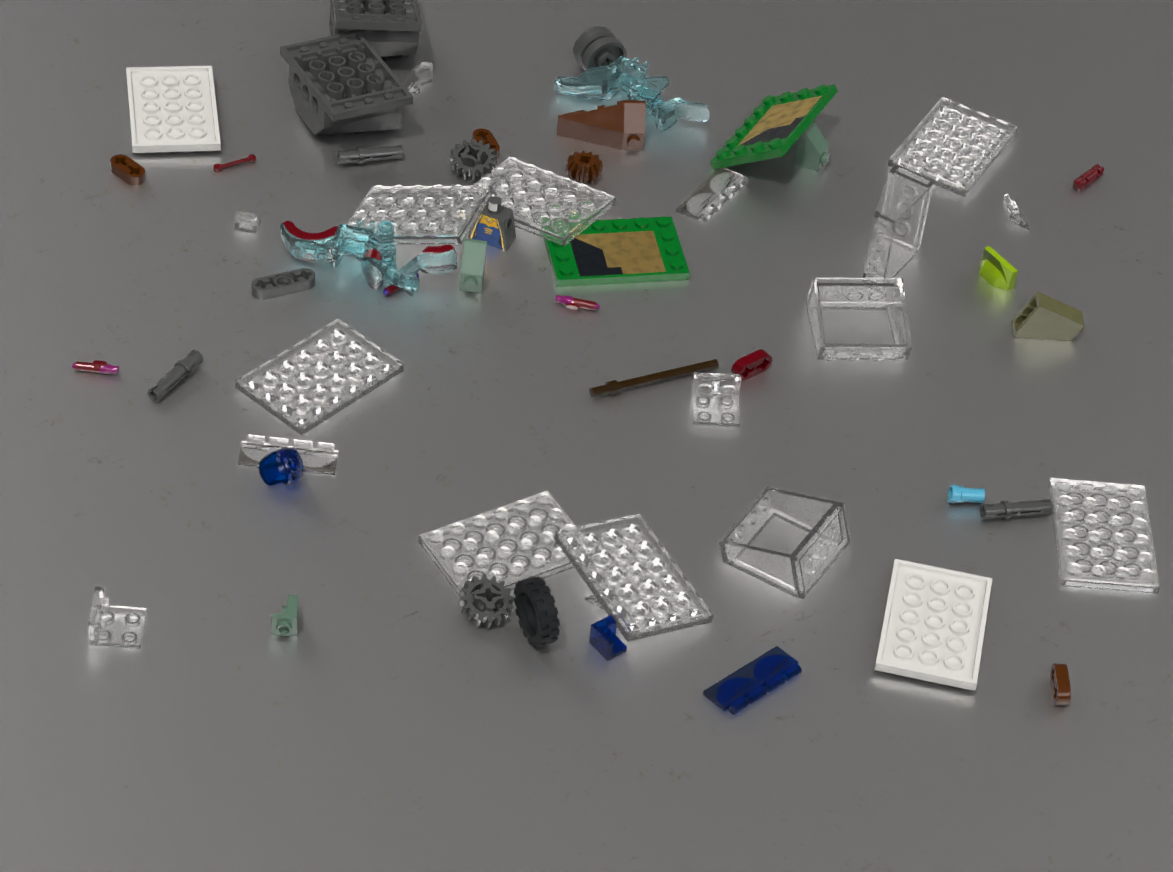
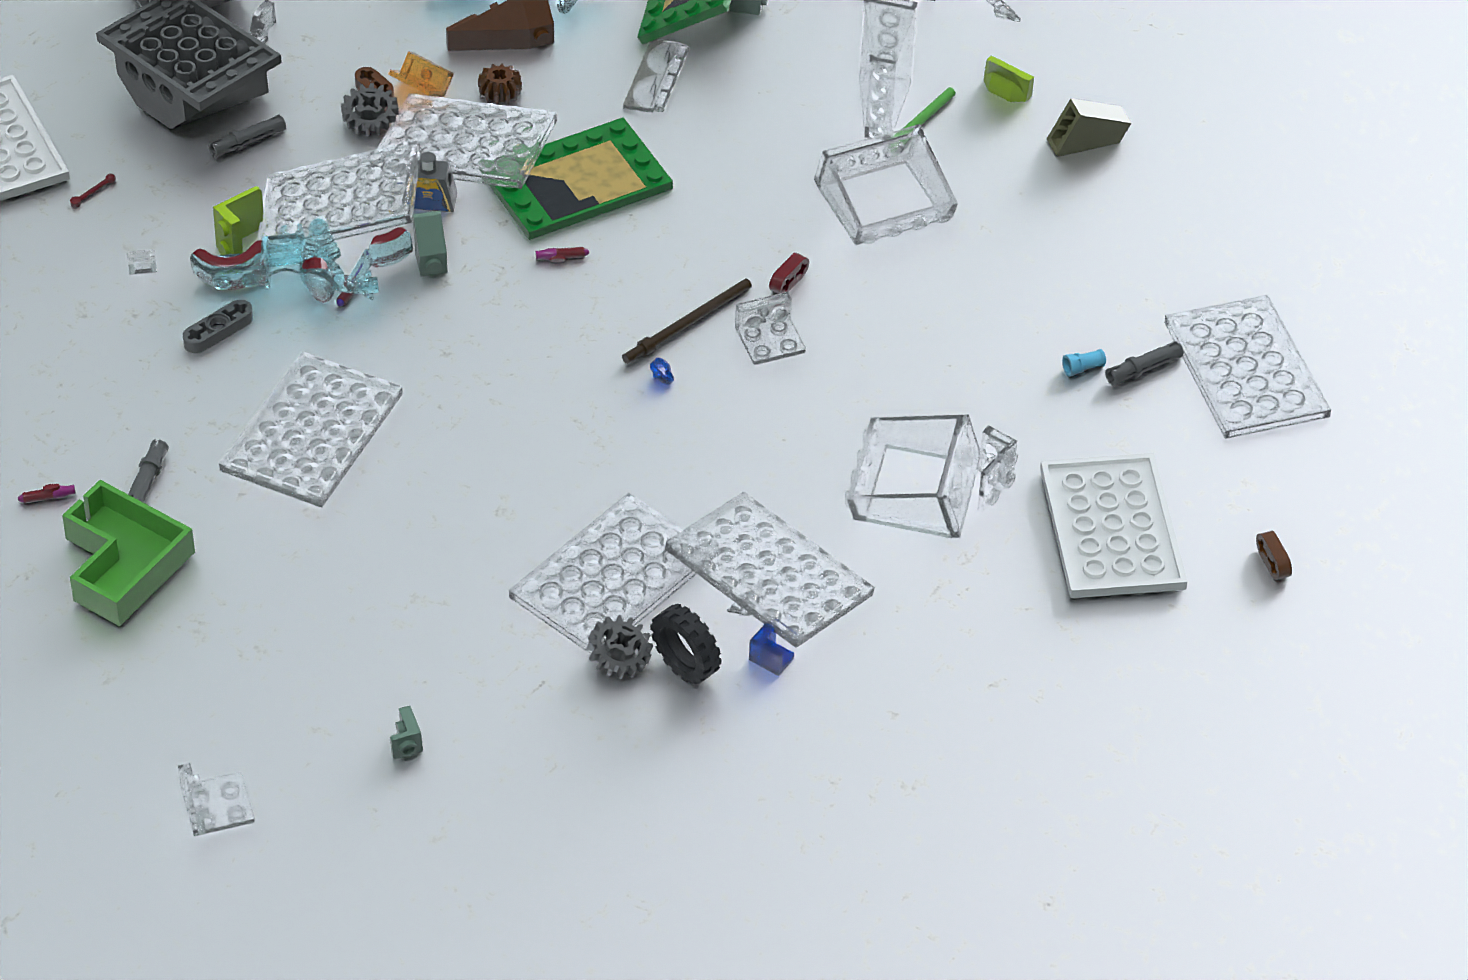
camera: 15 degrees left, 5 degrees up
(136, 423) = (131, 550): none -> bright green piece
(281, 467) = (320, 553): clear blue helmet -> none
(317, 461) = (325, 537): clear windscreen -> none
(331, 208) = (237, 219): none -> lime bracket
(526, 146) = (423, 75): none -> clear orange panel
(616, 408) = (662, 370): none -> clear blue piece
(753, 680) = (946, 650): clear blue windscreen -> none
(854, 554) = (996, 466): none -> clear bracket
(926, 275) = (932, 108): none -> bright green bar

